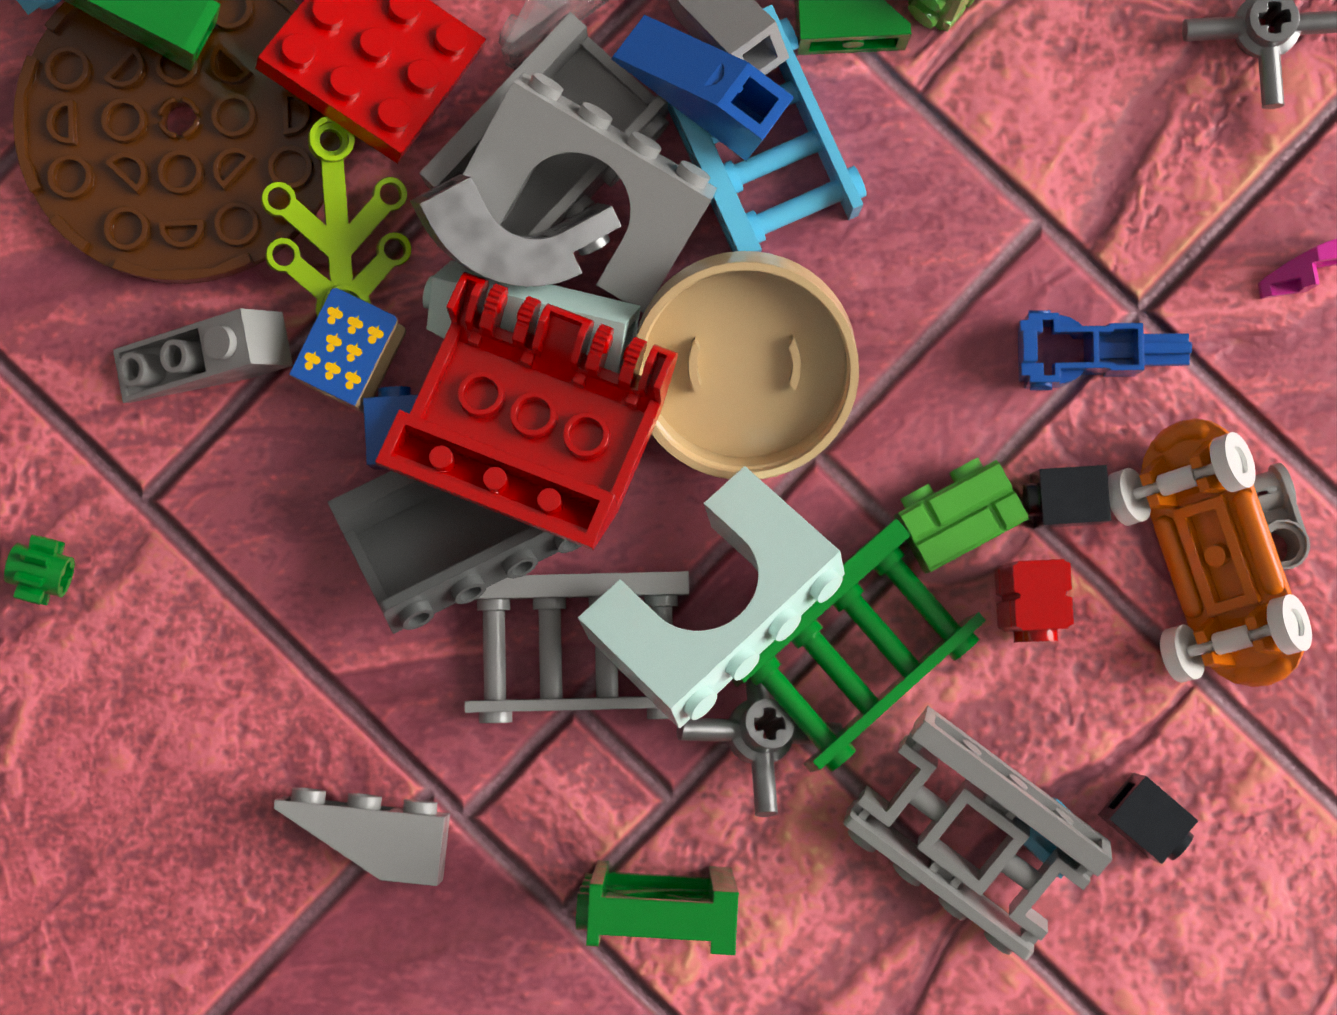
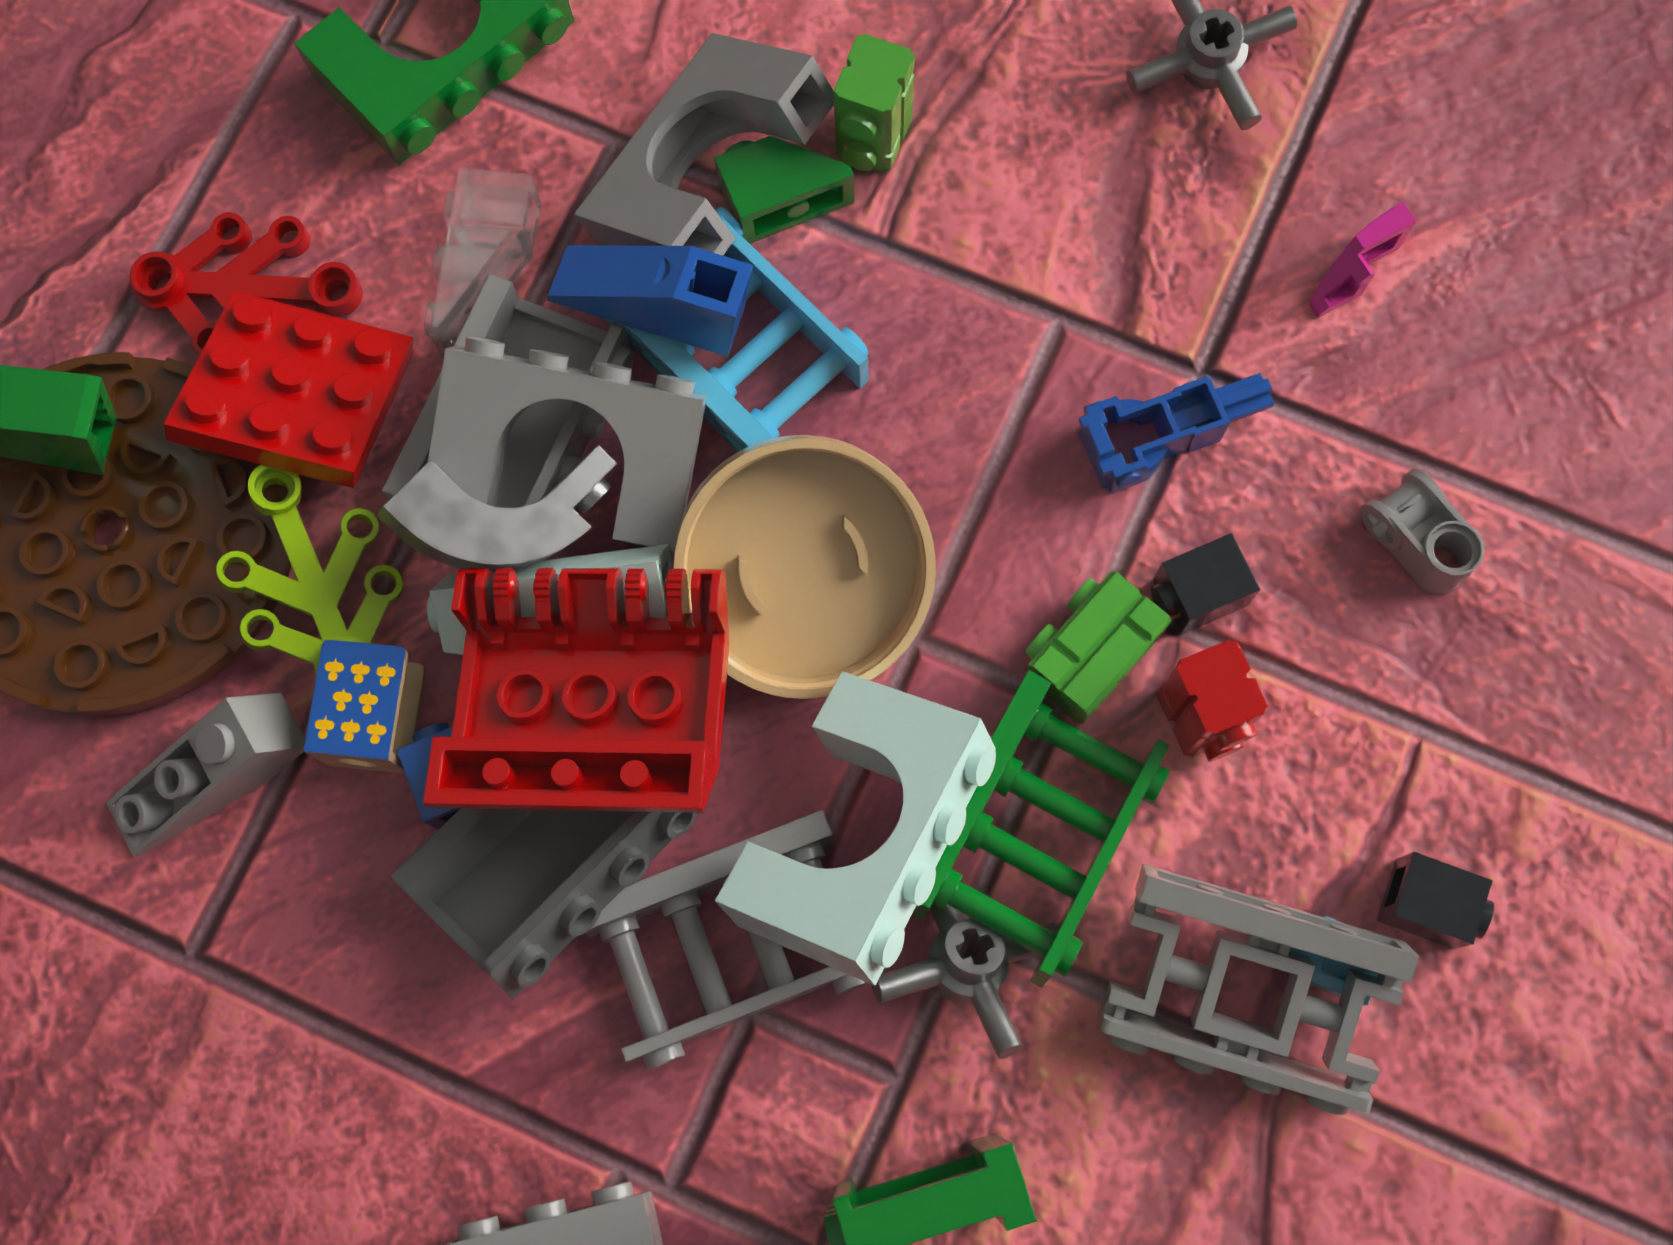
camera: 15 degrees left, 10 degrees down
(39, 570) = (86, 1078): green gear -> none
(1218, 556) = (1390, 589): orange piece -> none

